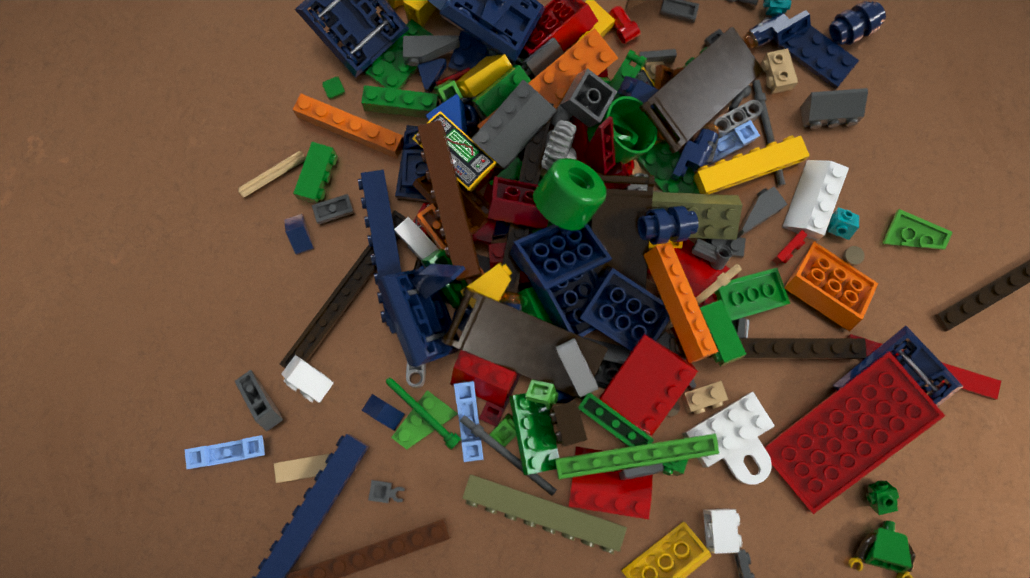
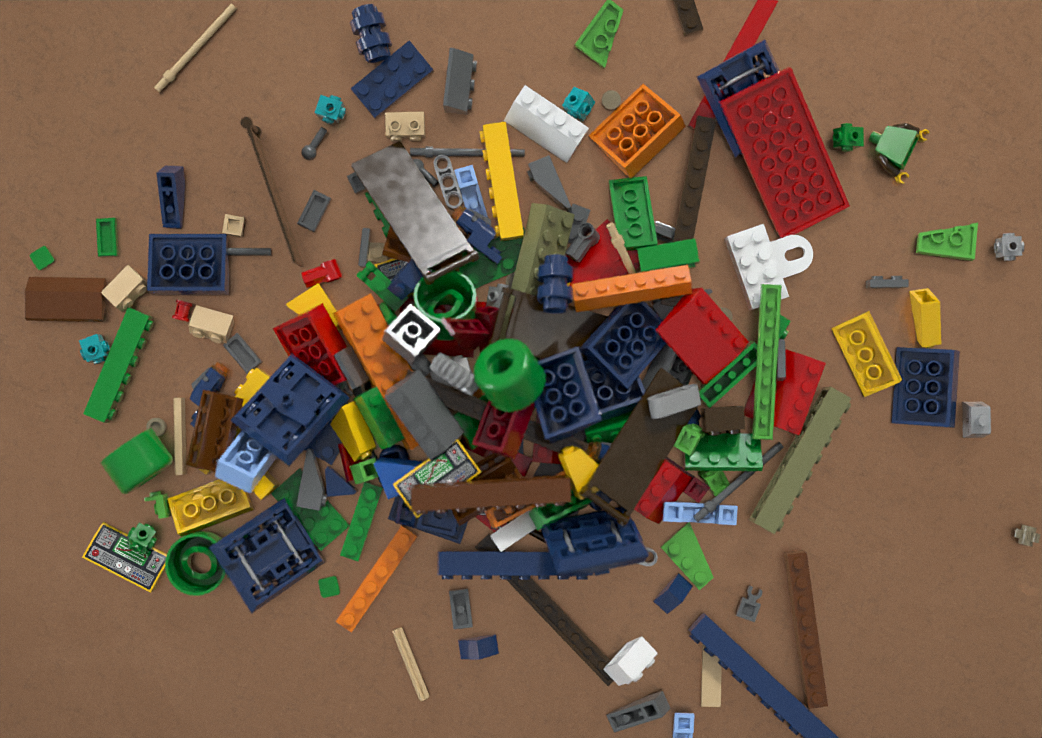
camera: 80 degrees left, 10 degrees up
(315, 173) = (420, 619): green brick -> none
(435, 277) = (564, 520): dark blue slope -> none
(449, 438) = (711, 534): green piece -> none
(706, 396) = (721, 282): tan brick -> none
(722, 530) = (848, 297): white brick -> none
(777, 28) = (359, 116): dark blue plate -> none
(785, 254) = (588, 156): red plate -> none

